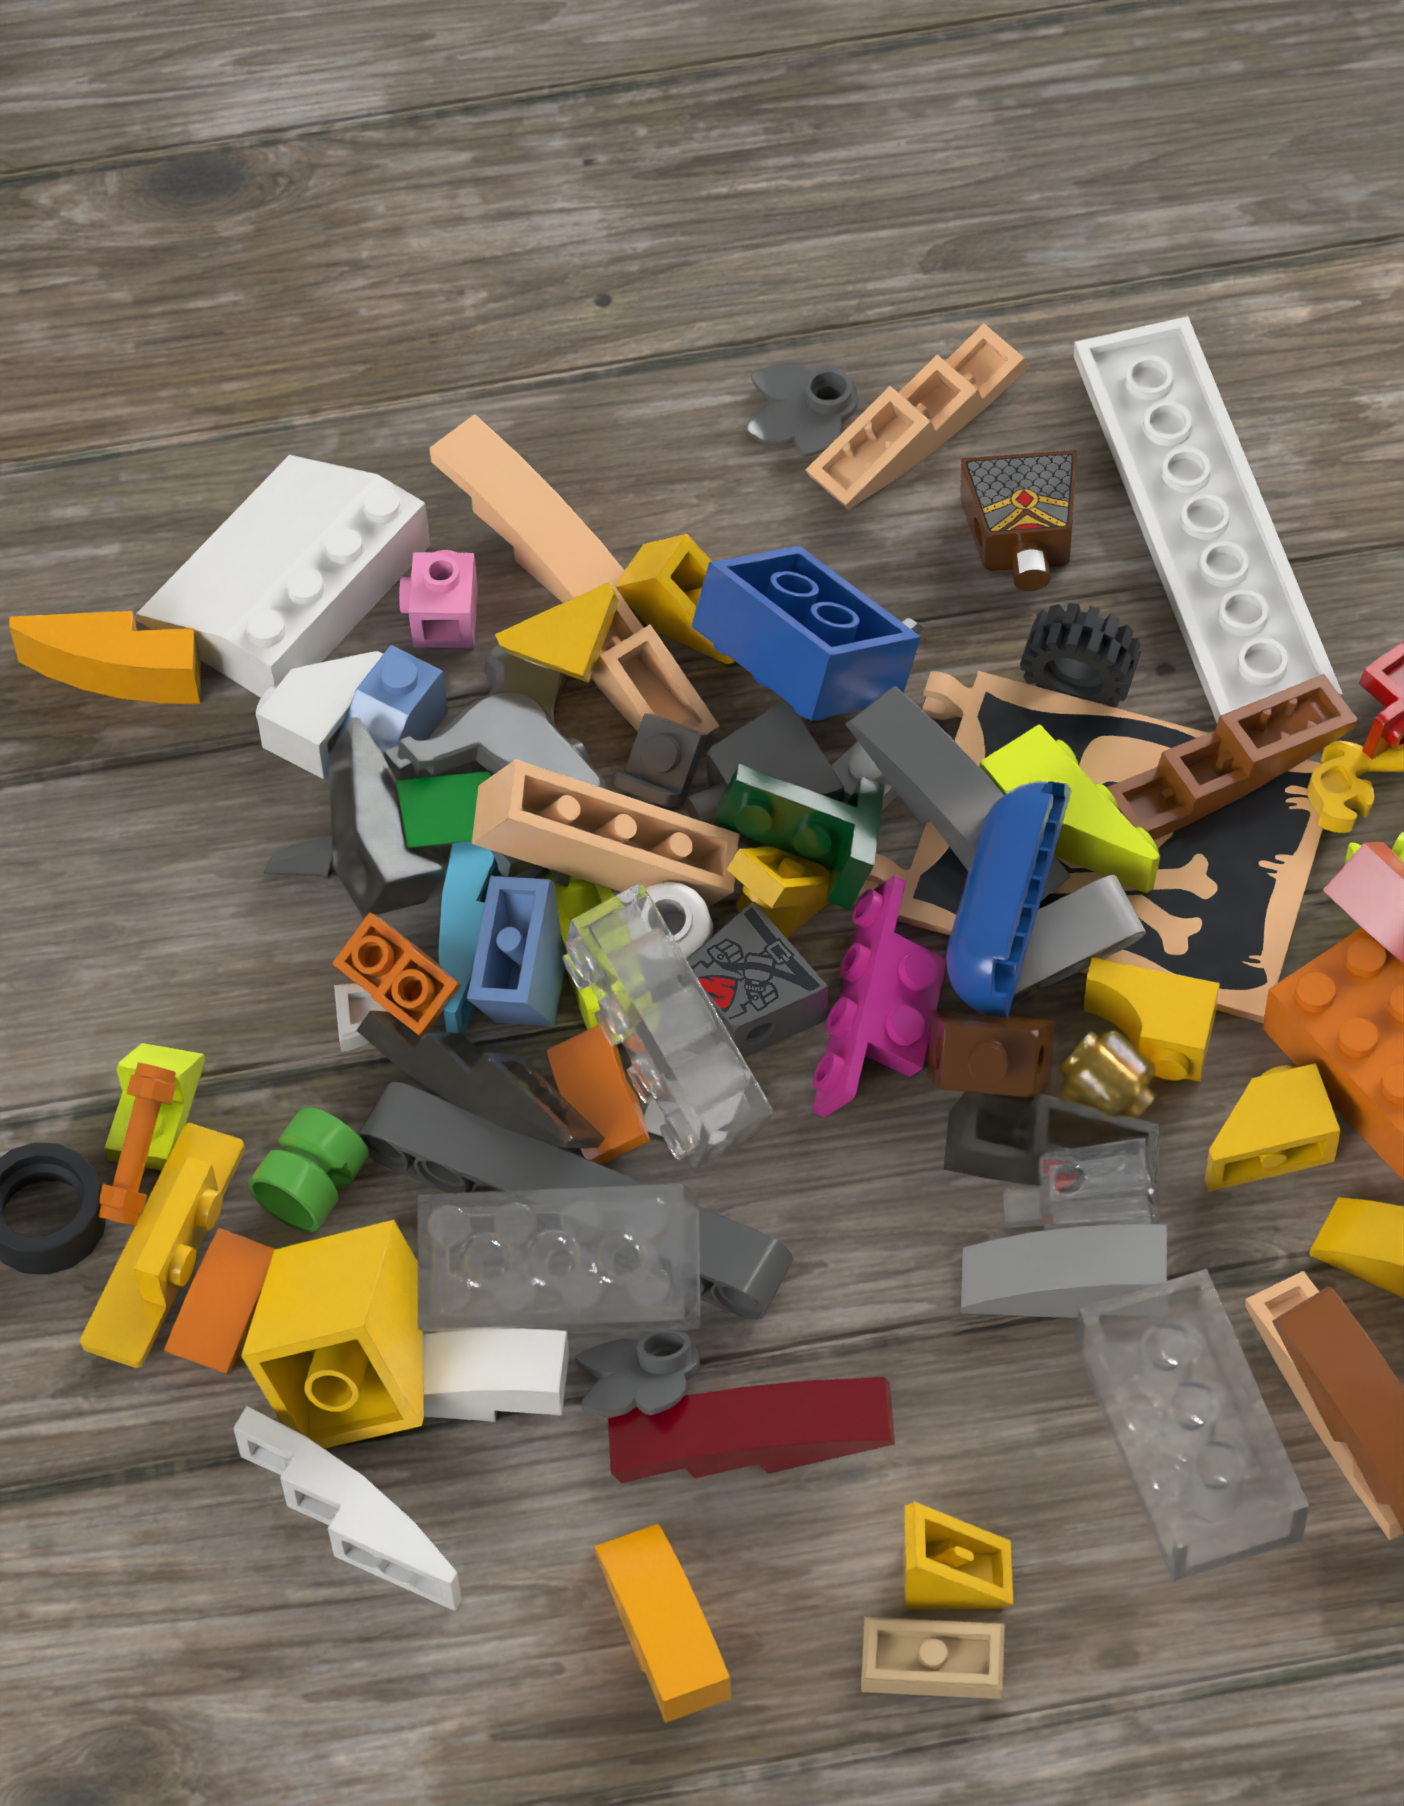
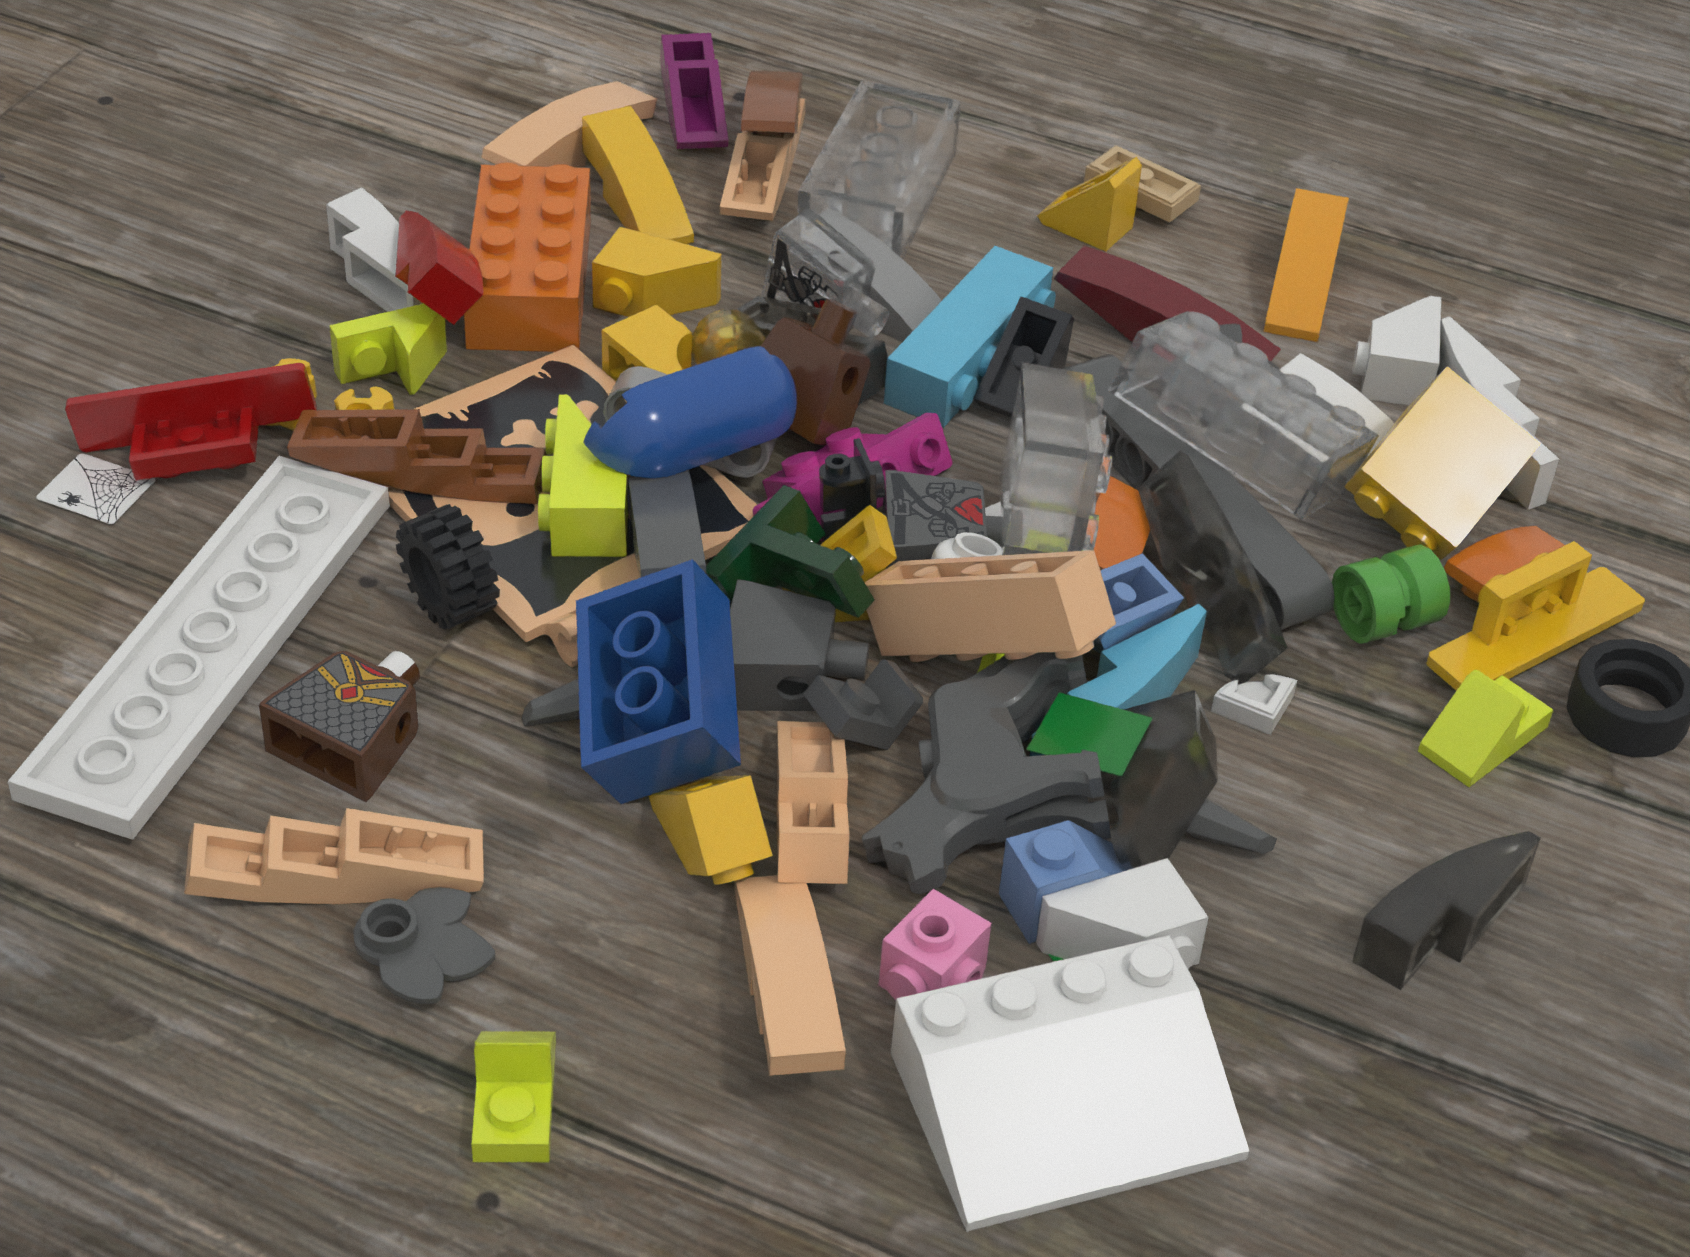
camera: 150 degrees left, 15 degrees down
(94, 877) = (1444, 907): none -> clear smoke slope
(110, 656) = (1313, 1099): light orange slope -> none
(150, 1087) = (1514, 656): orange bar -> none
(396, 974) = (1221, 655): orange slope -> none
(483, 1537) = (1400, 353): none -> white slope
(567, 635) = (870, 795): yellow slope -> none
(649, 356) = (513, 1096): none -> neon yellow slope
(813, 918) = (848, 486): none -> black hinge
(825, 1243) = (1032, 336): none -> black slope
(914, 1264) = (952, 347): none -> medium azure brick

